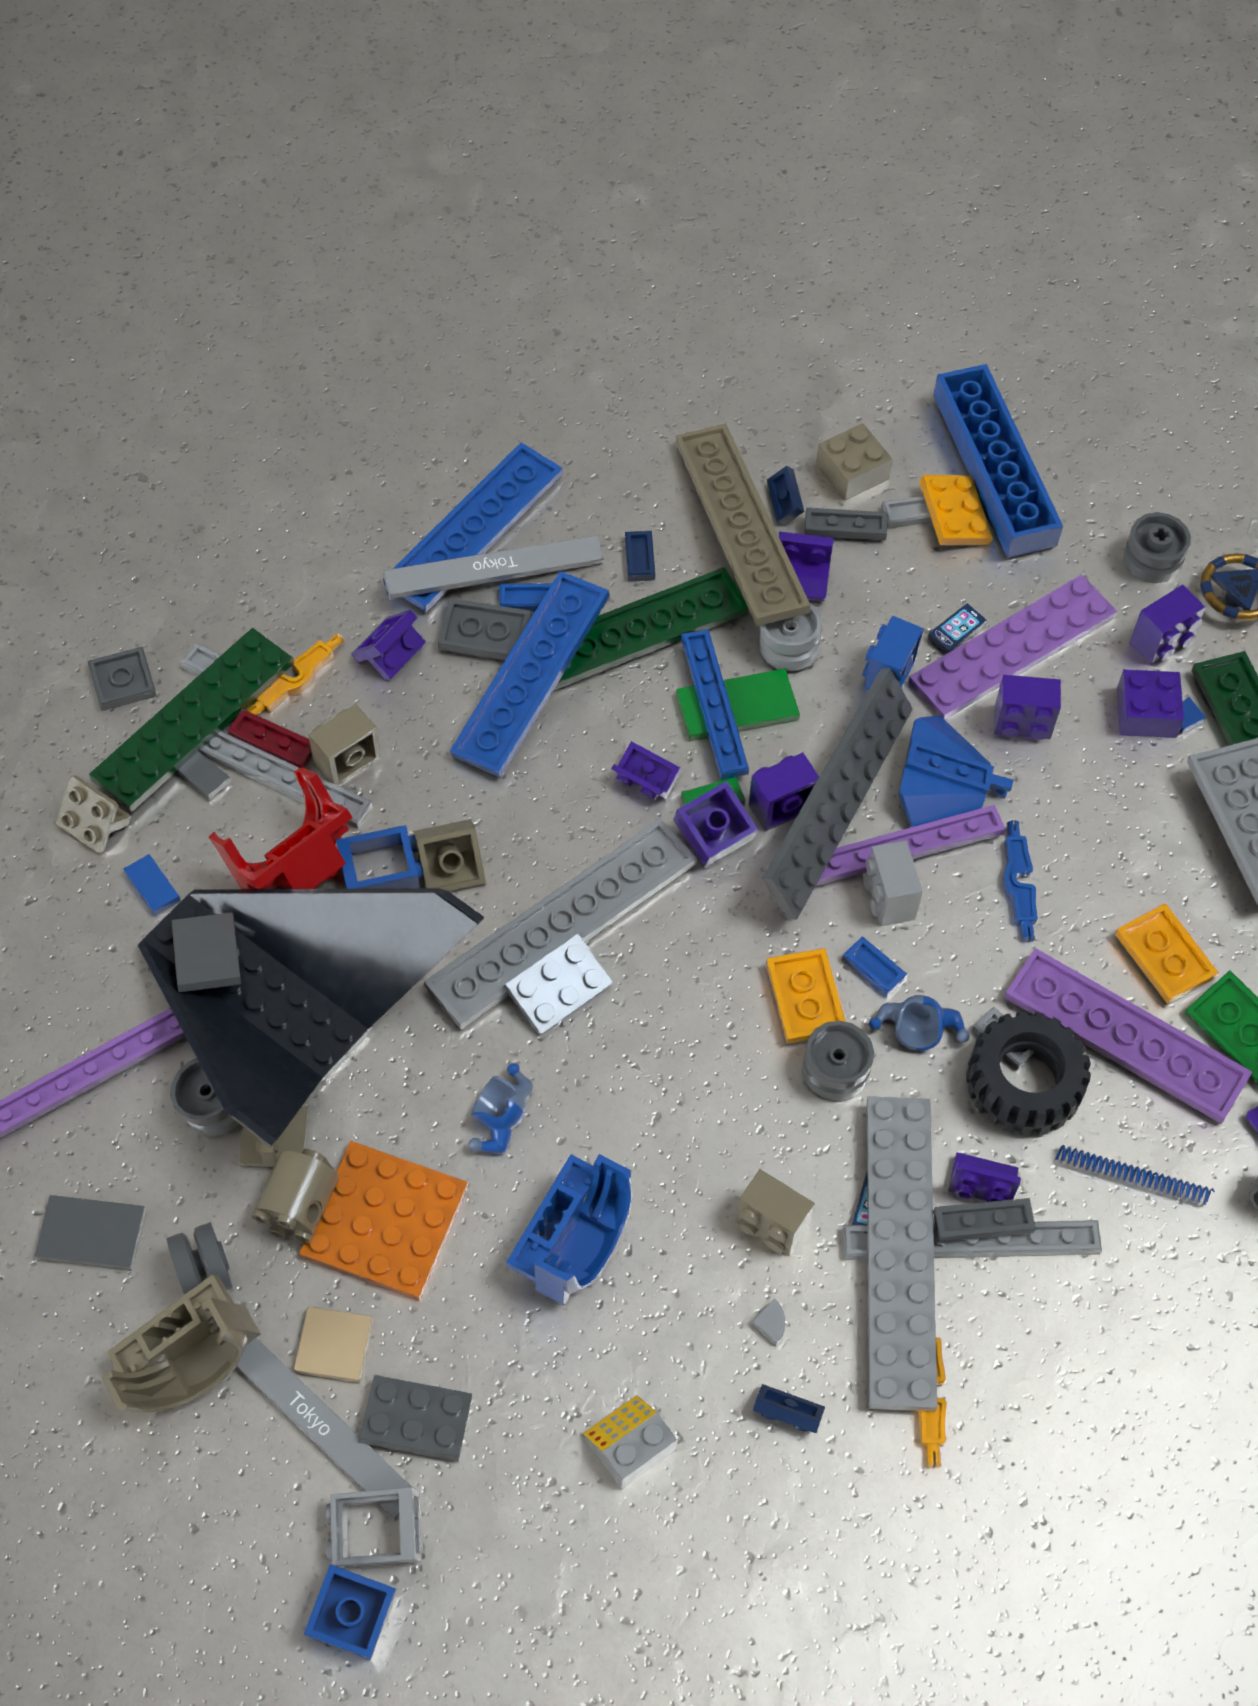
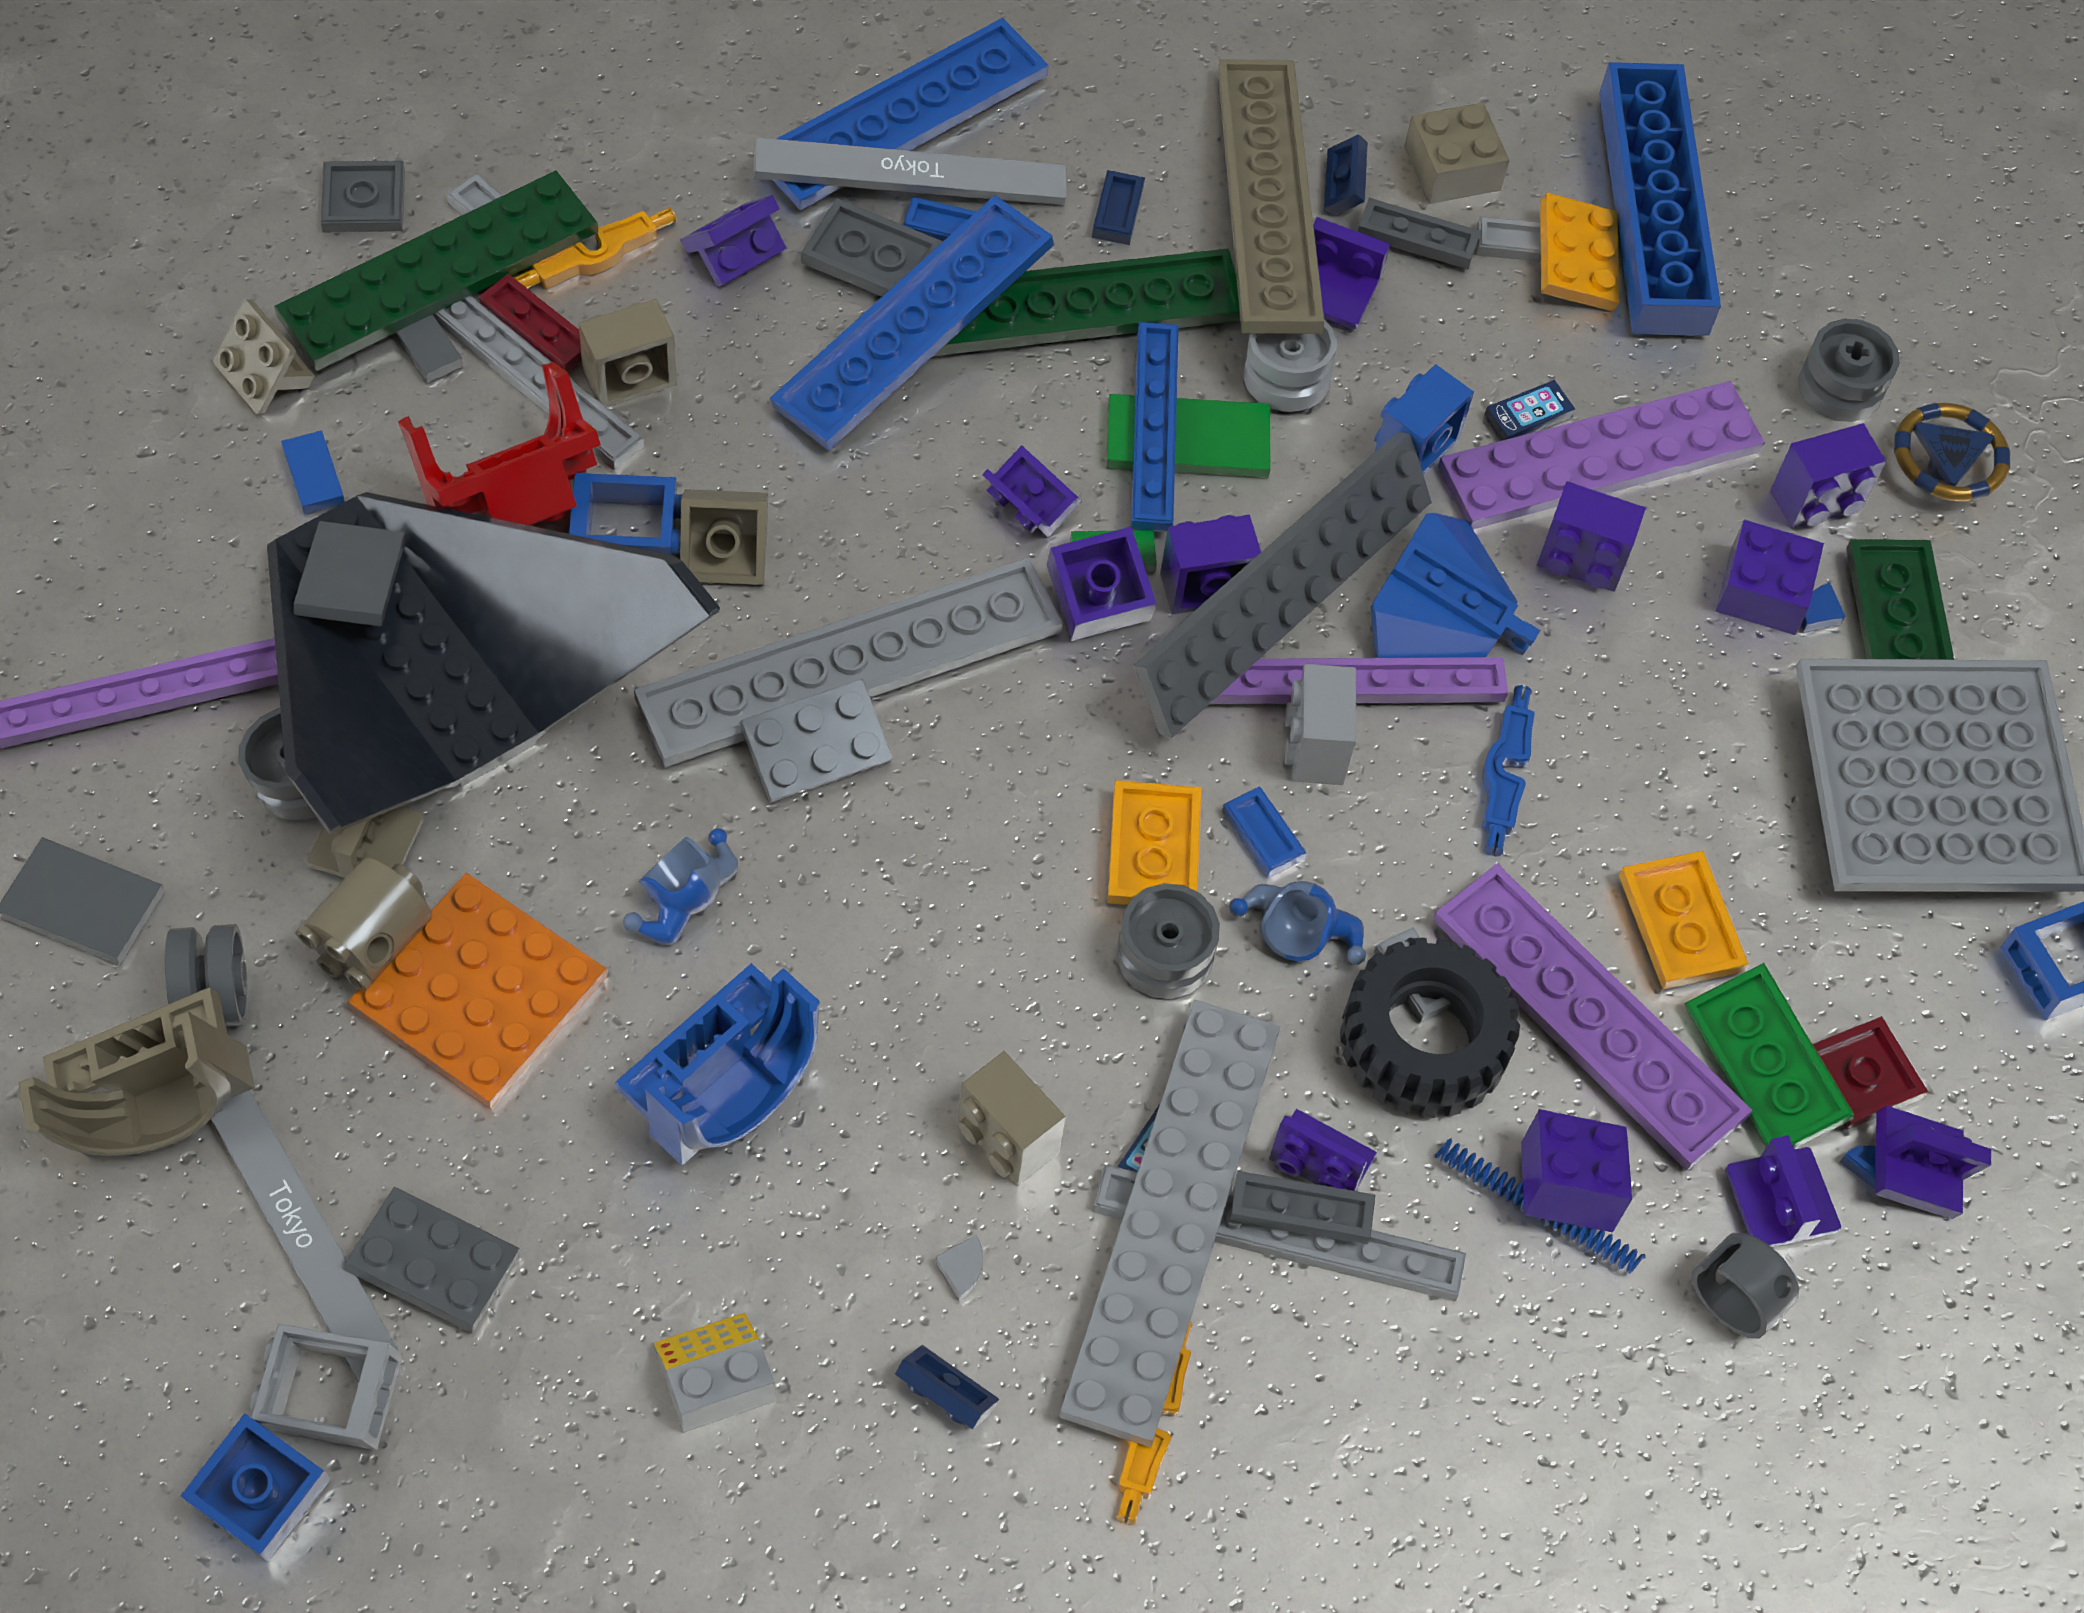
camera: 10 degrees right, 0 degrees up
(333, 1344) = (354, 1134): tan tile -> none
(1153, 1145) = (1576, 1171): none -> dark purple brick

